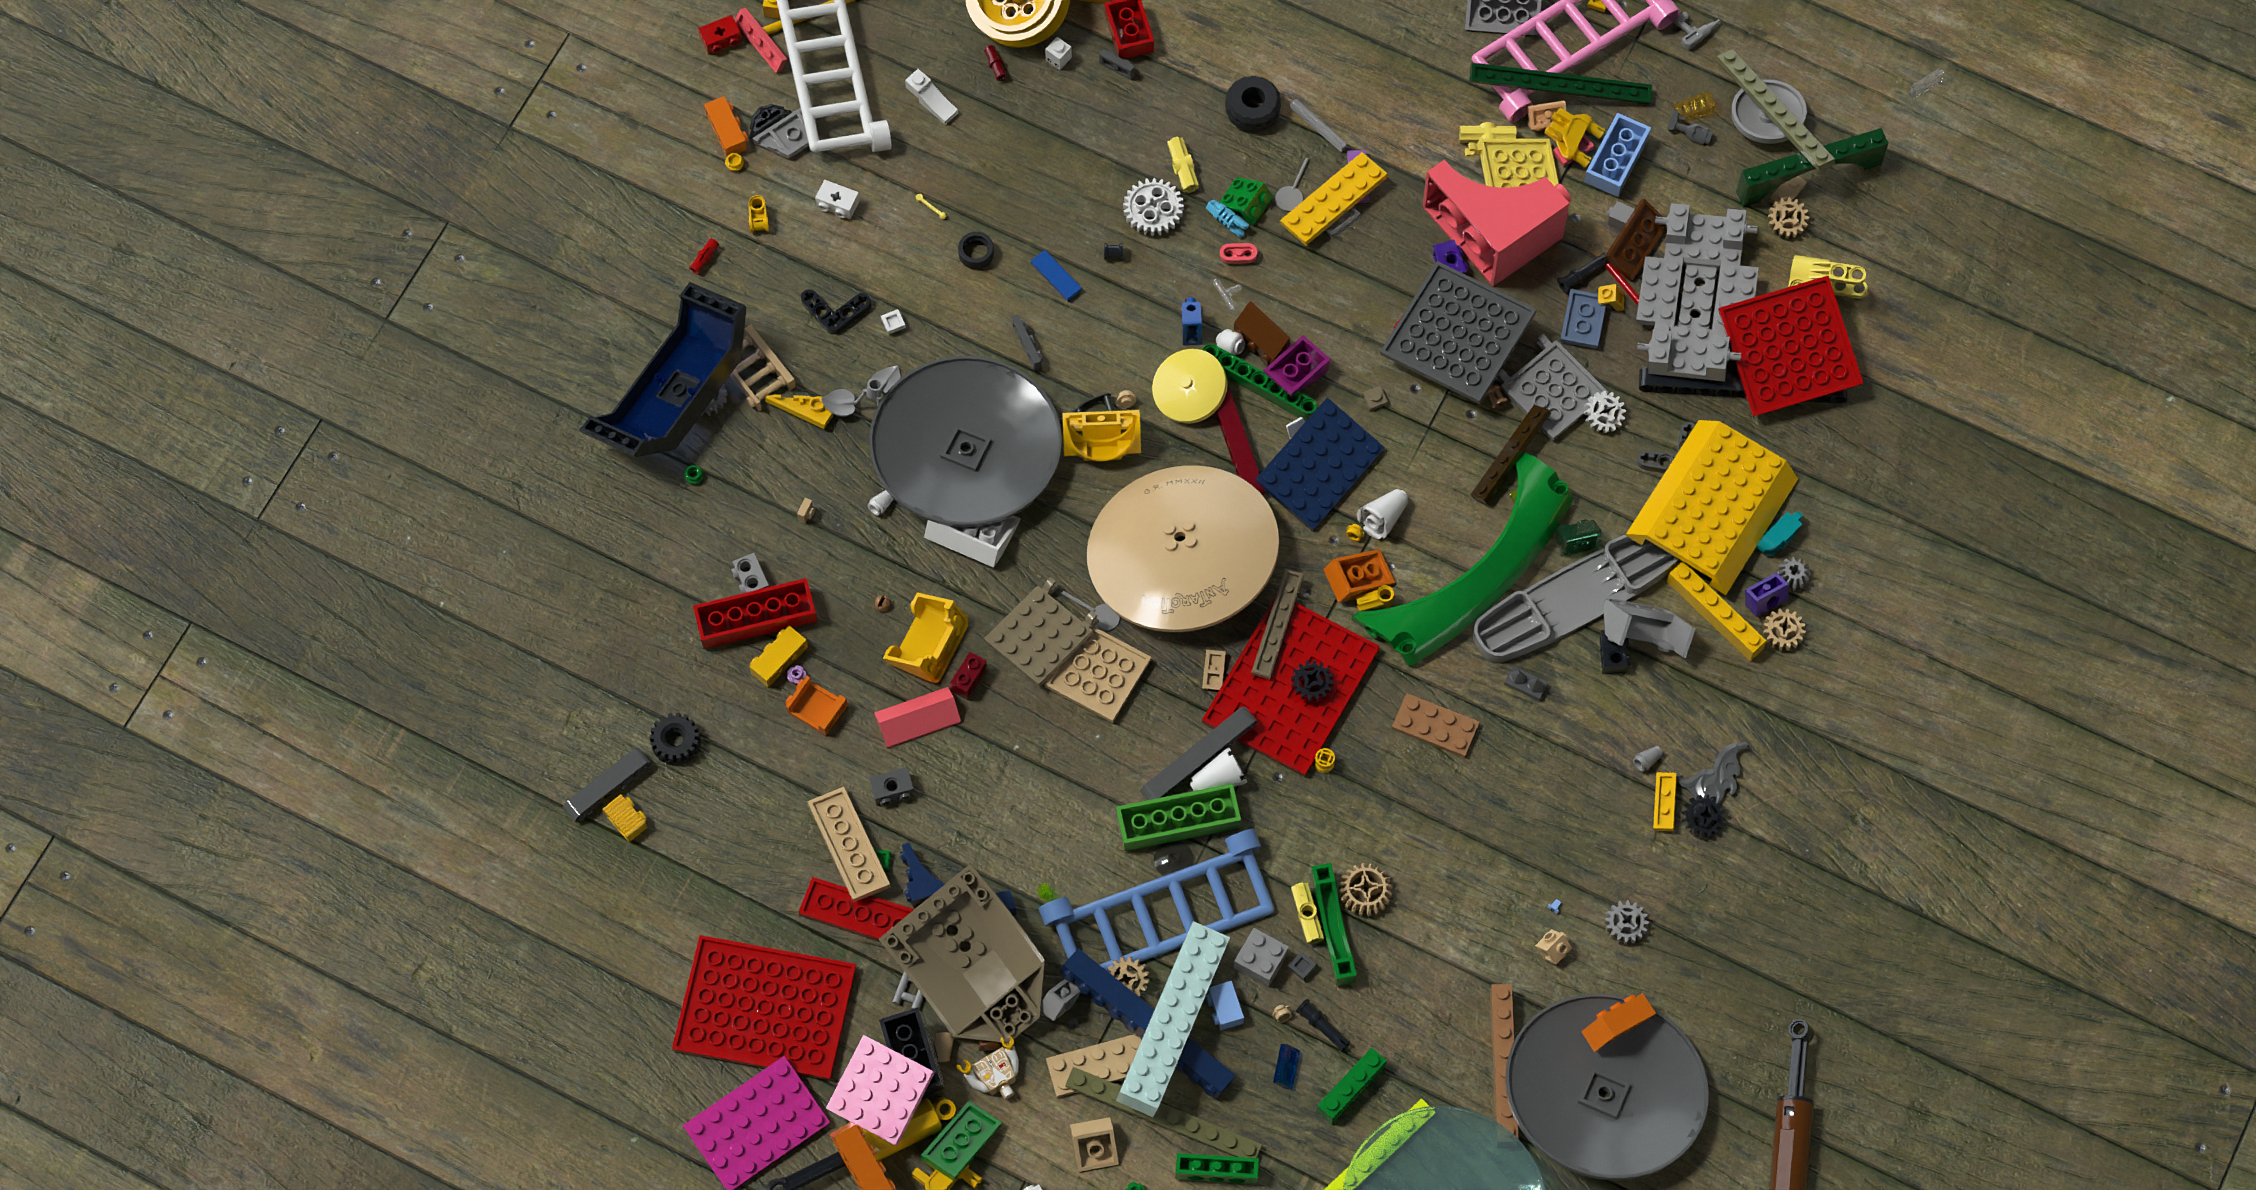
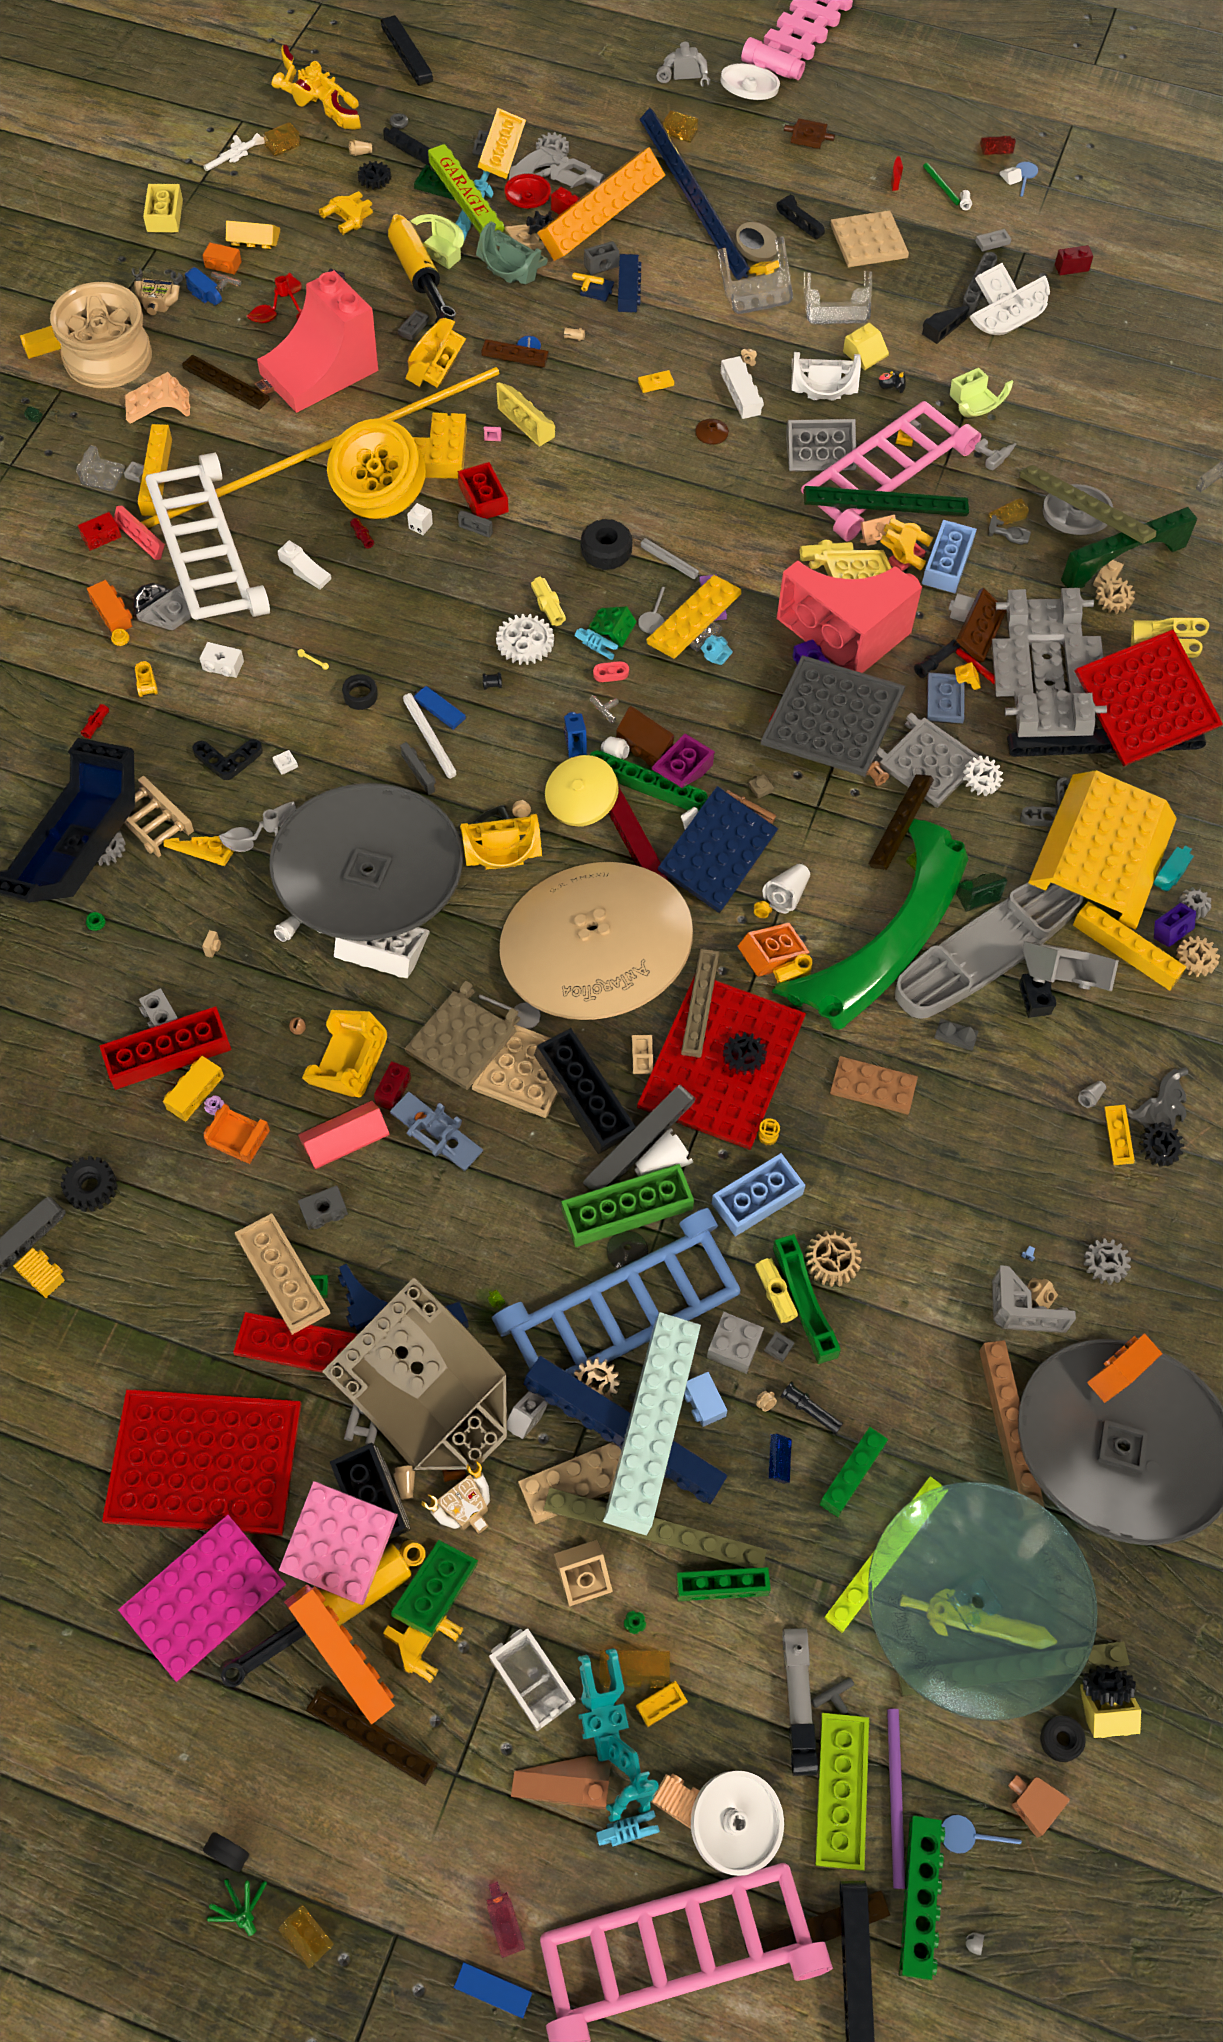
camera: 10 degrees left, 5 degrees down
(1010, 719) = (439, 1125): none -> sand blue piece
(1042, 306) = (429, 735): none -> white axle
(1151, 701) = (584, 1090): none -> black brick
(1304, 821) = (758, 1194): none -> light blue brick
(1351, 240) = (716, 649): none -> medium azure brick
(1373, 430) = (770, 817): none -> medium nougat axle
(1526, 956) = (1014, 1306): none -> light grey bracket

